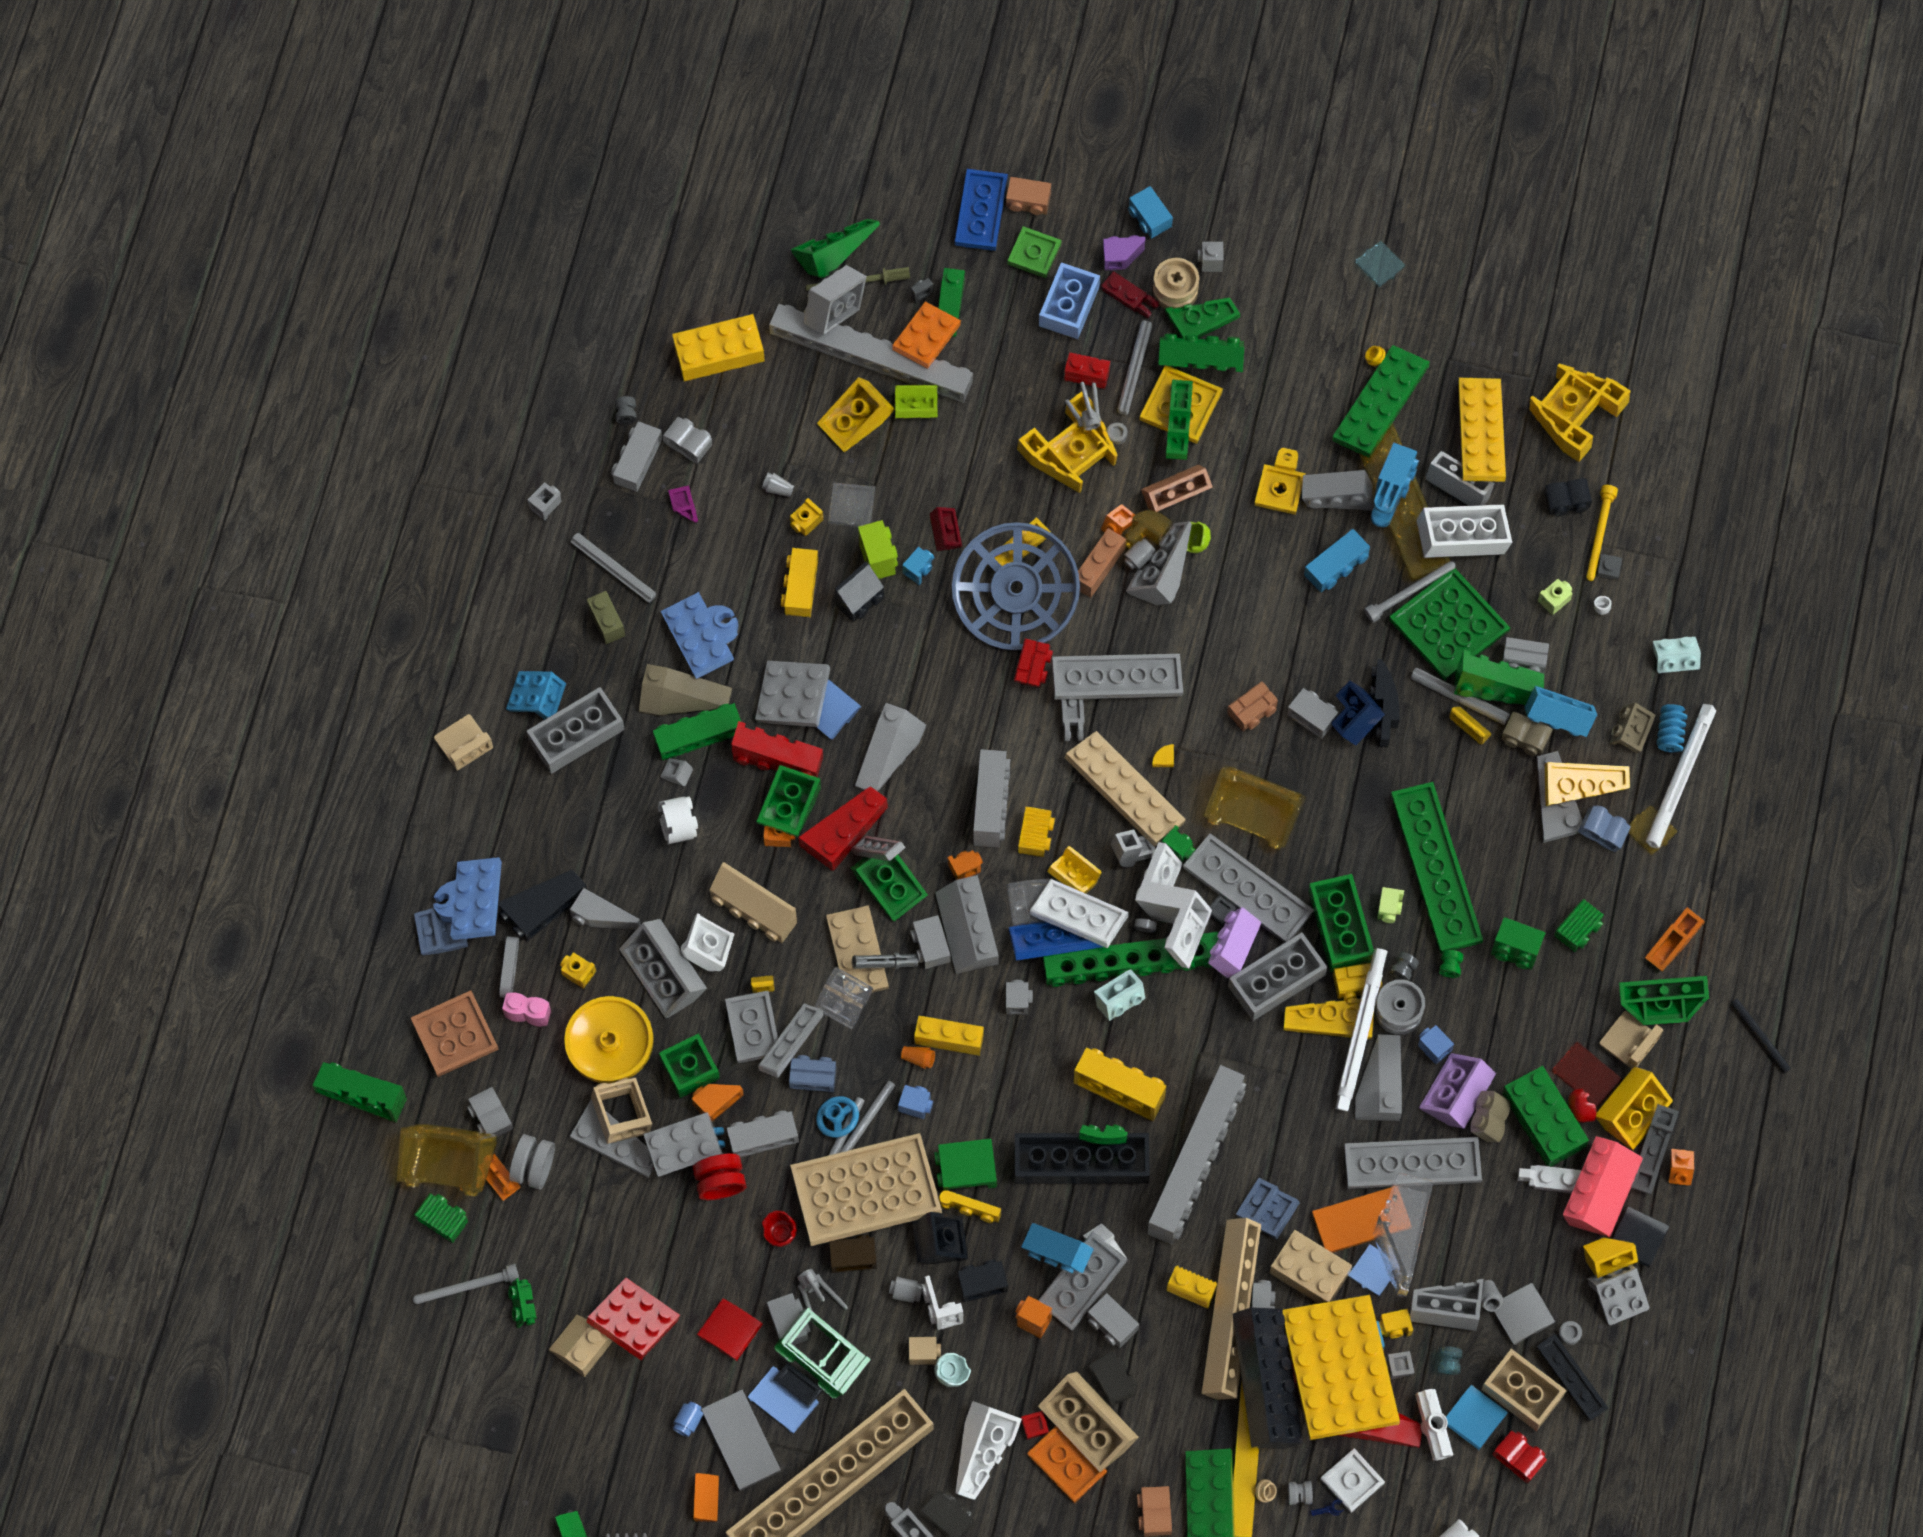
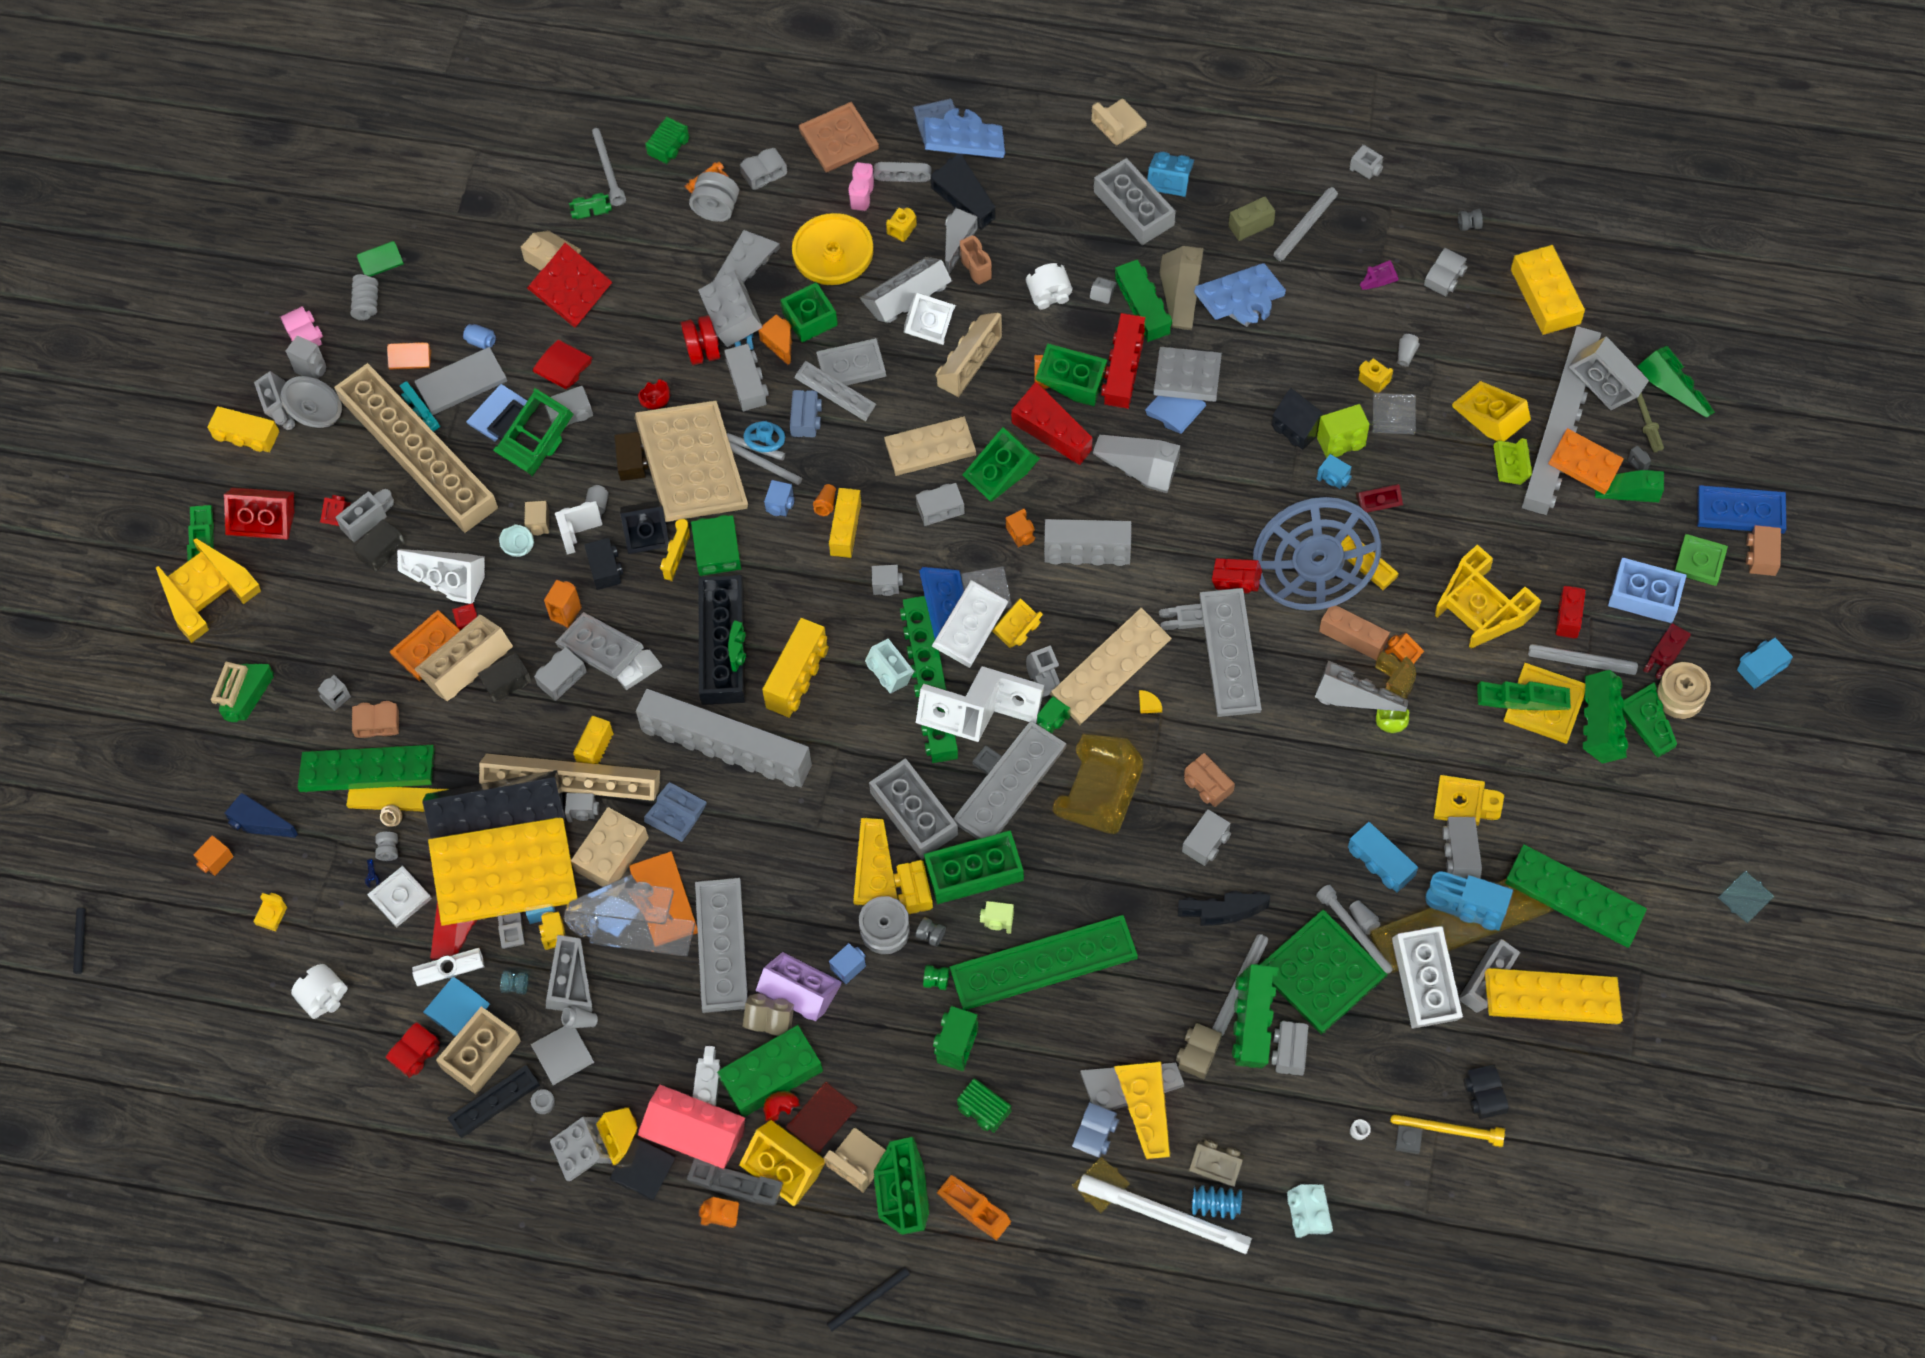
camera: 90 degrees right, 5 degrees down
(360, 1091) = (780, 72): green wedge -> none
(445, 1157) = (724, 132): clear yellow windscreen -> none
(626, 1129) = (743, 251): tan window -> none
(636, 456) = (1422, 232): light grey brick -> none
(640, 891) = (975, 259): none -> nougat brick
(762, 983) = (895, 369): yellow slope -> none
(777, 1480) = (419, 407): none -> teal hinge
(800, 582) = (1305, 374): yellow brick -> none
(810, 1282) = (604, 424): light grey plant -> none
(843, 997) = (879, 432): clear slope -> none
(878, 848) = (1023, 441): light grey tile -> none
(892, 961) = (912, 439): dark grey pin -> none
(967, 925) = (960, 537): light grey slope -> none
(1035, 832) = (1059, 587): yellow brick -> none
(1057, 1249) = (627, 617): dark azure brick -> none
(1090, 417) = (1507, 604): light grey plant -> none
(1117, 433) = (1505, 646): light grey tile -> none
(1121, 252) = (1713, 639): medium lavender slope -> none
(1139, 554) = (1368, 668): light grey brick -> none
(1145, 925) = (965, 685): light grey tile -> none
(1176, 488) = (1445, 698): nougat brick -> none
(1211, 256) = (1722, 724): light grey brick -> none
(1234, 942) = (946, 763): lavender brick -> none
(1359, 713) = (1206, 877): dark blue brick -> none
(1361, 1030) = (857, 886): white piece -> none
(1375, 355) = (1631, 890): yellow plate -> none
(1381, 1085) = (805, 915): light grey wedge -> none
(1396, 583) = (1364, 917): none -> light grey cone
(1469, 725) = (1208, 994): yellow slope -> none
(1552, 601) = (1357, 1082): yellowish green brick -> none
(1560, 711) = (1224, 1079): dark azure brick -> none
(1572, 403) = (1600, 1093): yellow wedge -> none

